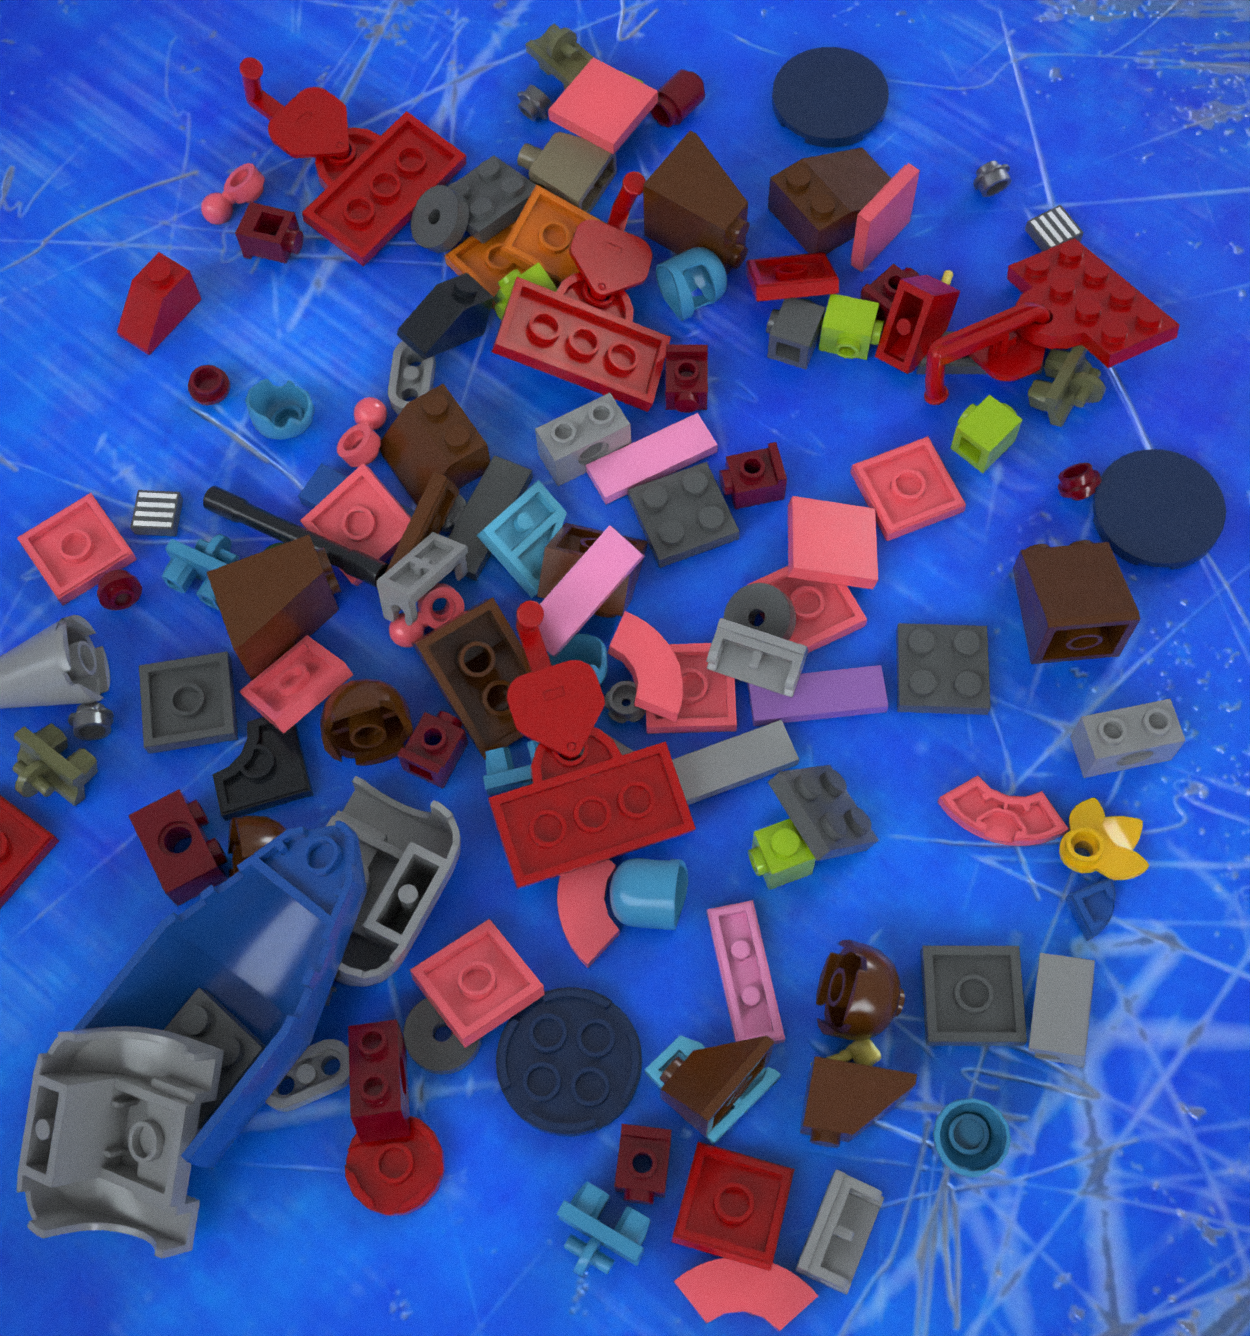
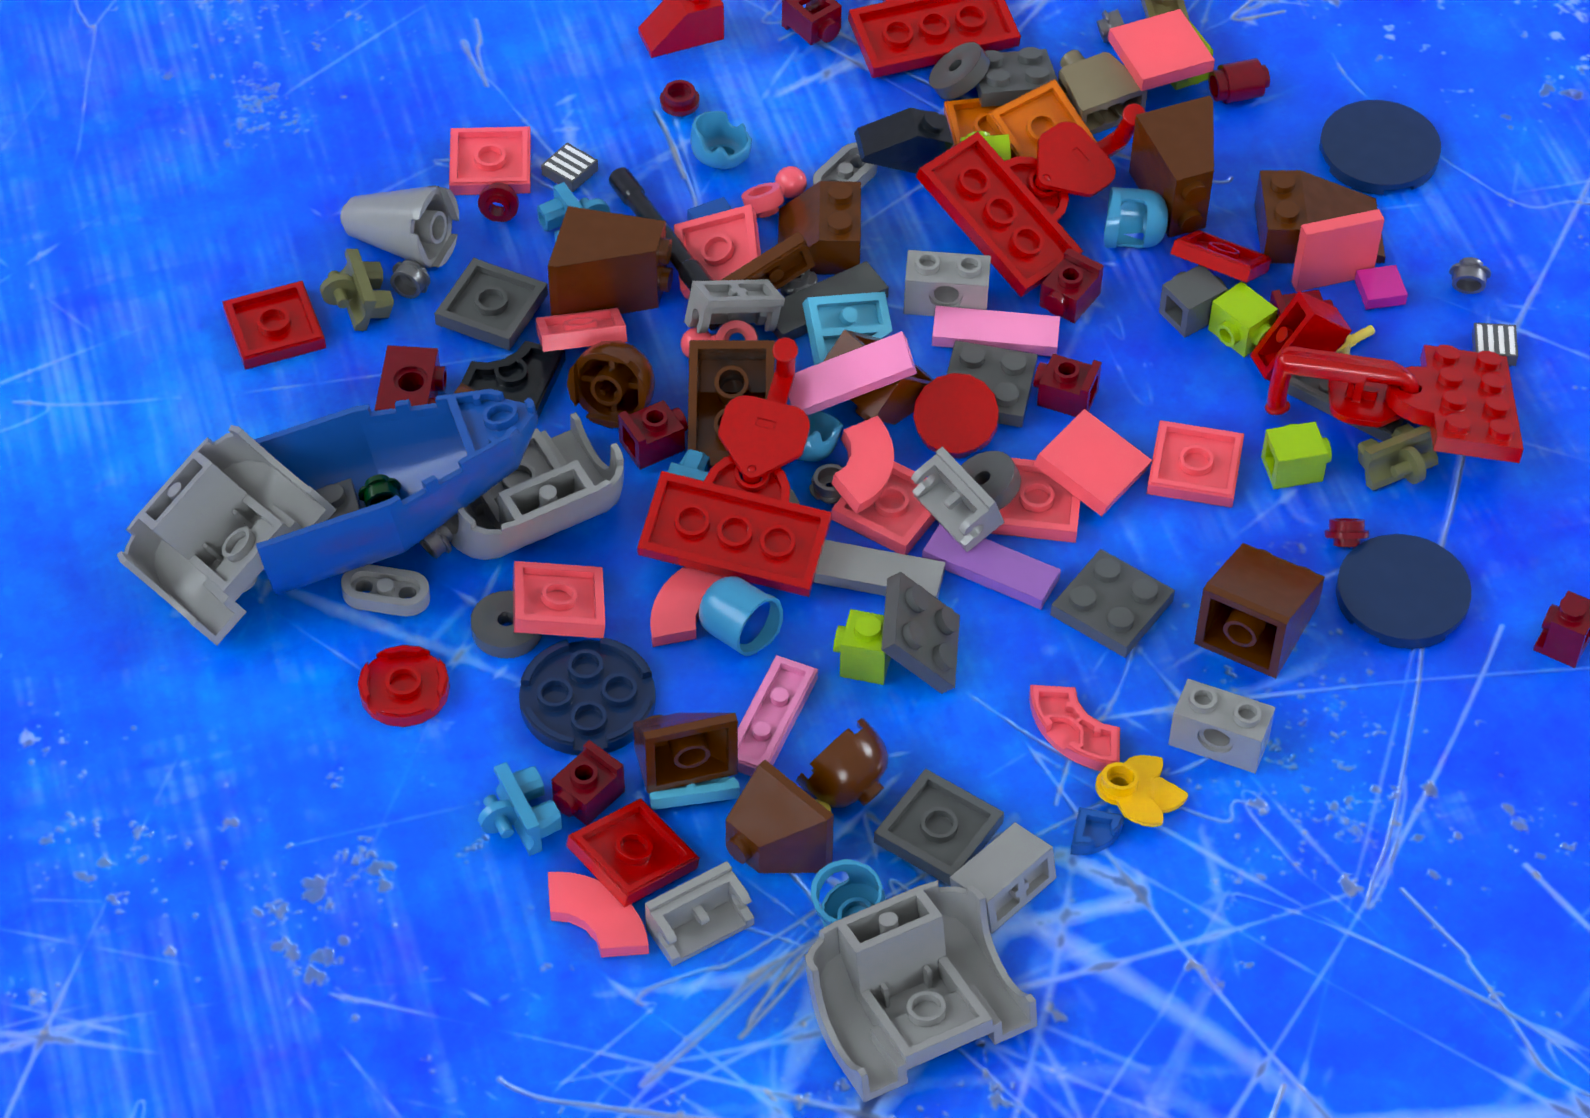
camera: 30 degrees right, 15 degrees down
(238, 984) = (379, 489): none -> dark green plate
(378, 1081) = (433, 614): dark red brick -> none
(686, 566) = (956, 414): none -> red tile
(928, 229) = (1381, 287): none -> dark pink tile
(1085, 1189) = (911, 985): none -> light grey piece

